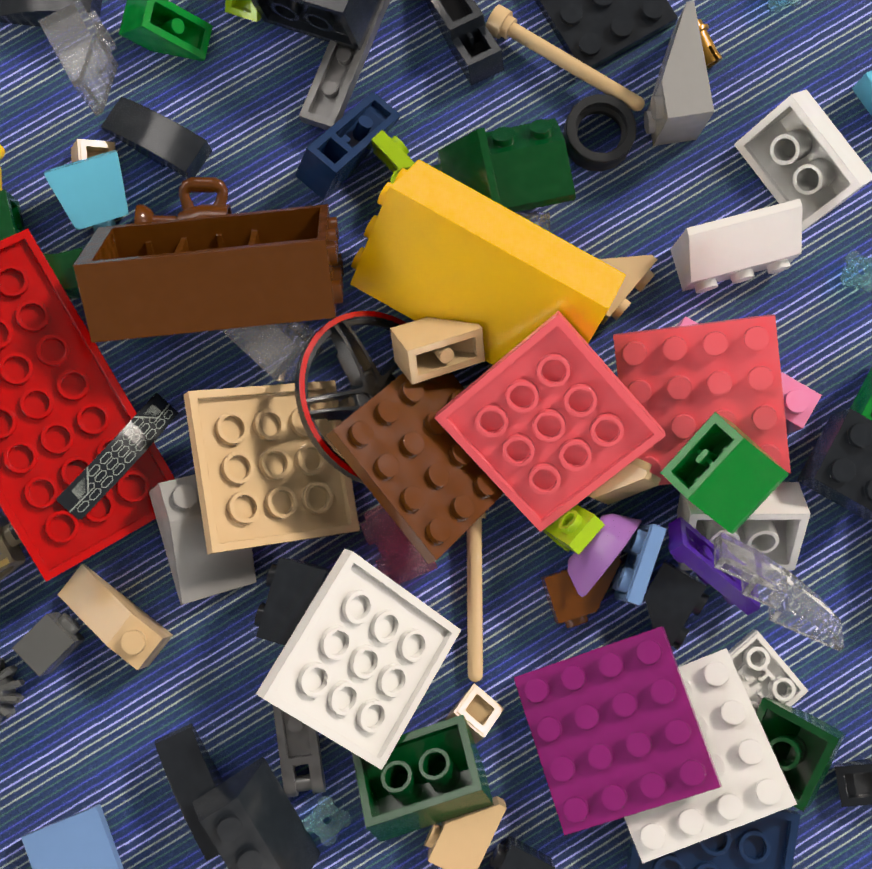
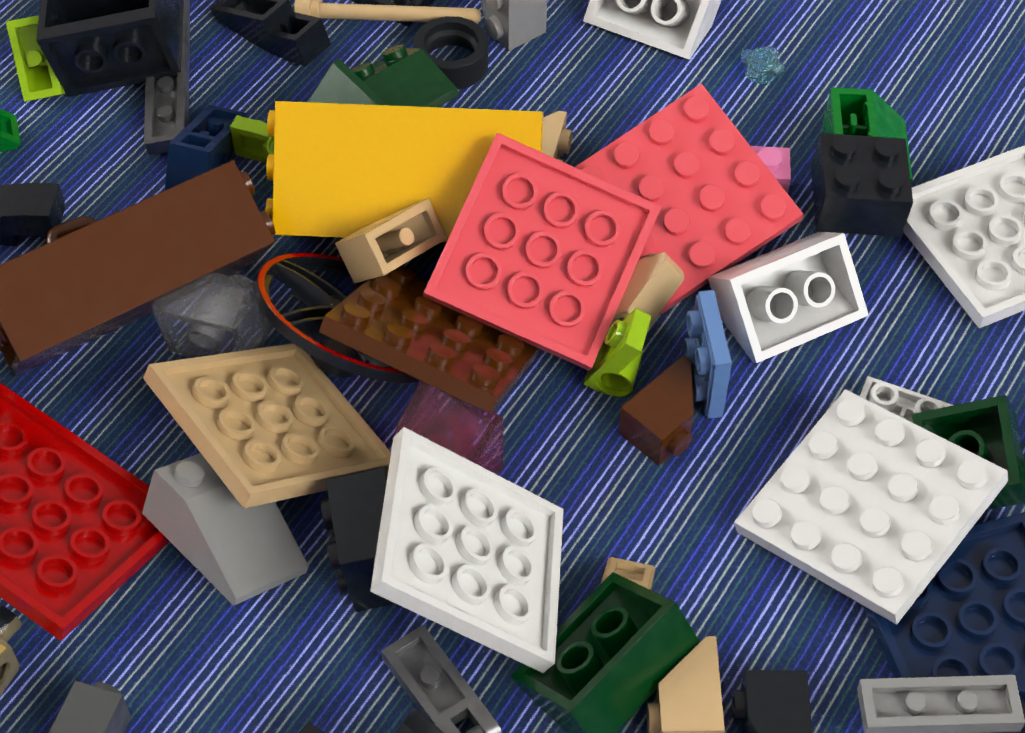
camera: 25 degrees left, 30 degrees down
(114, 618) = (163, 665): tan slope -> none
(117, 457) = (85, 496): black sticker -> none
(474, 601) = (517, 403): tan piece -> none
(601, 551) = (659, 354): medium lavender piece -> none
(616, 731) = (784, 509): magenta plate -> none
(672, 600) = (763, 382): black slope -> none
(697, 553) = (783, 325): dark purple plate -> none
(724, 473) = (737, 220): green slope -> none
(739, 246) = (634, 75): white slope -> none
(787, 597) = (874, 325): clear slope -> none

